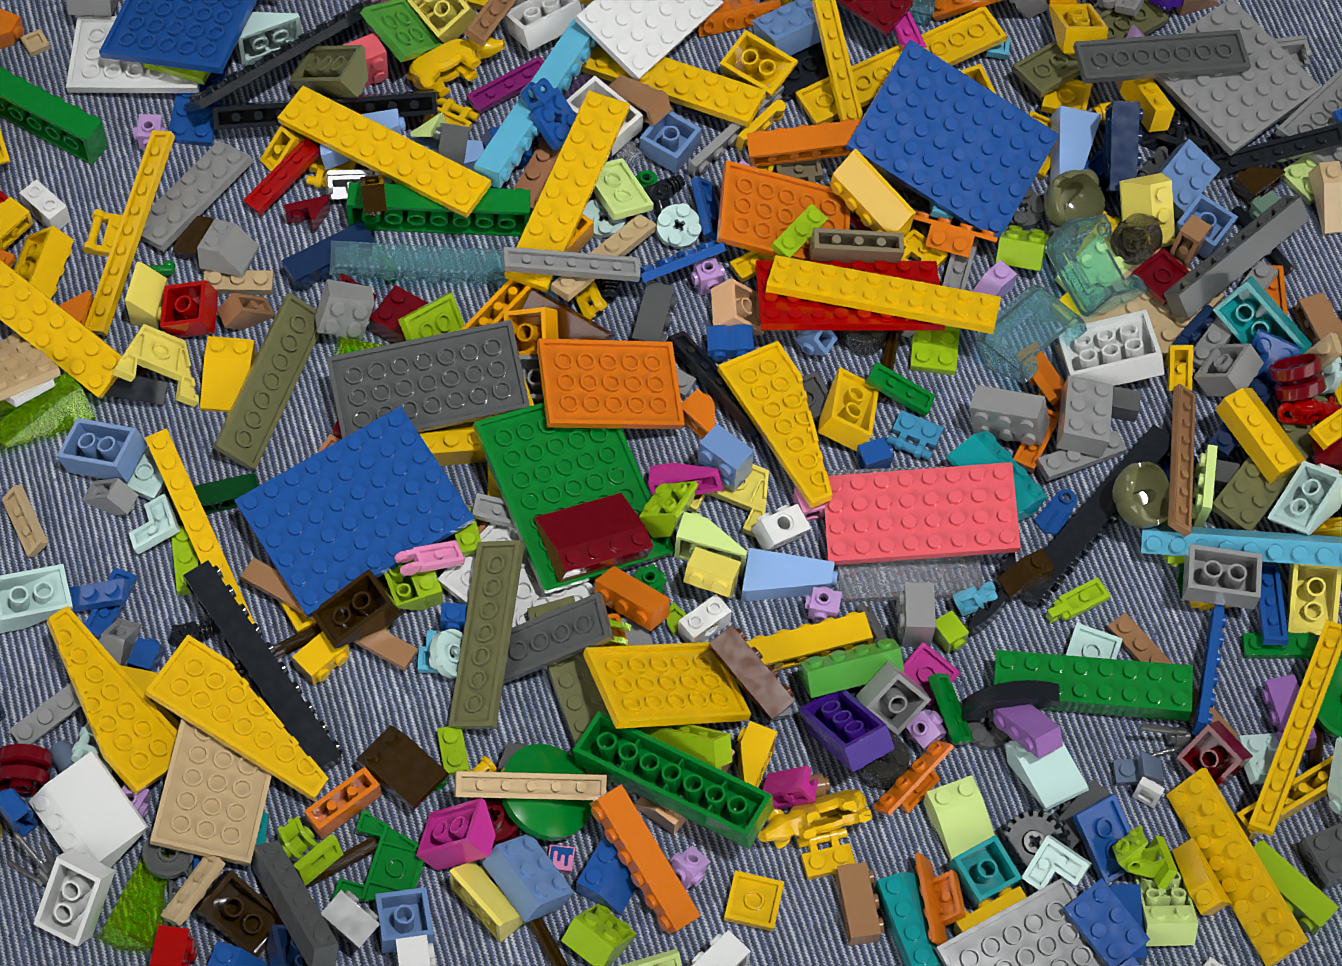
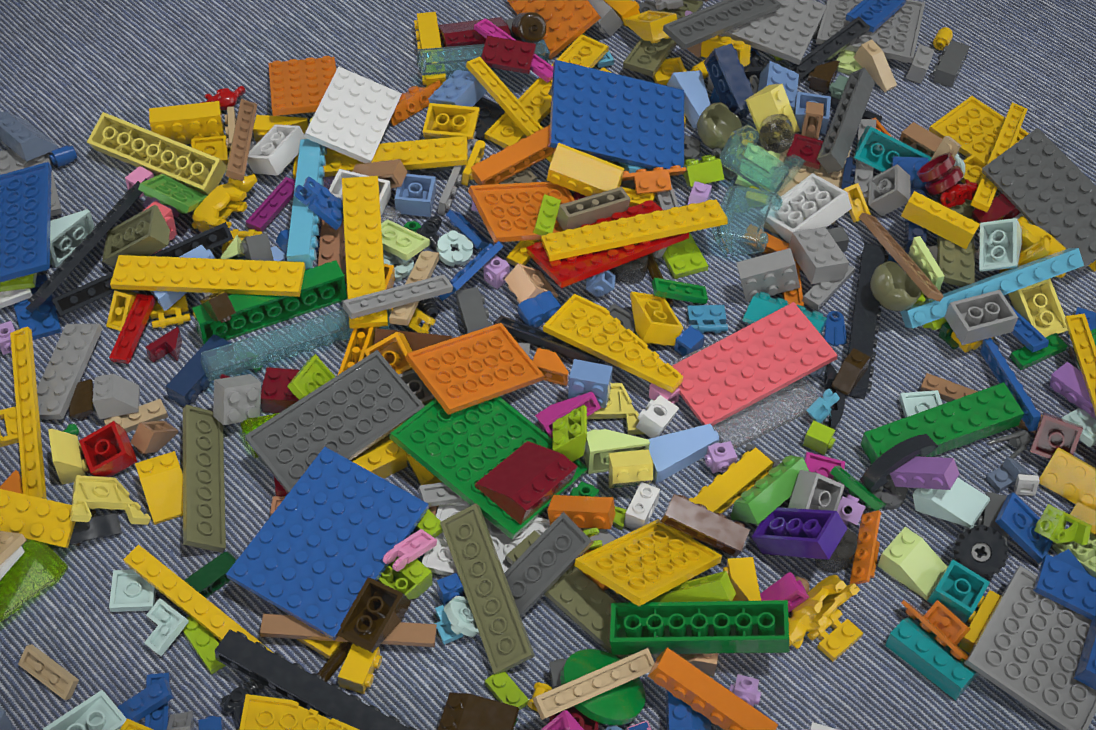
camera: 25 degrees left, 10 degrees down
(102, 450) = (90, 586): medium blue brick -> none
(111, 496) = (114, 620): light grey slope -> none
(338, 180) = (182, 313): hinge -> none
(754, 901) = (806, 695): yellow plate -> none
(859, 903) = (883, 659): medium nougat brick -> none
(916, 614) = (792, 432): light grey brick -> none
(1054, 858) = (1004, 556): light aqua plate -> none
(1078, 601) = (891, 379): lime hinge -> none

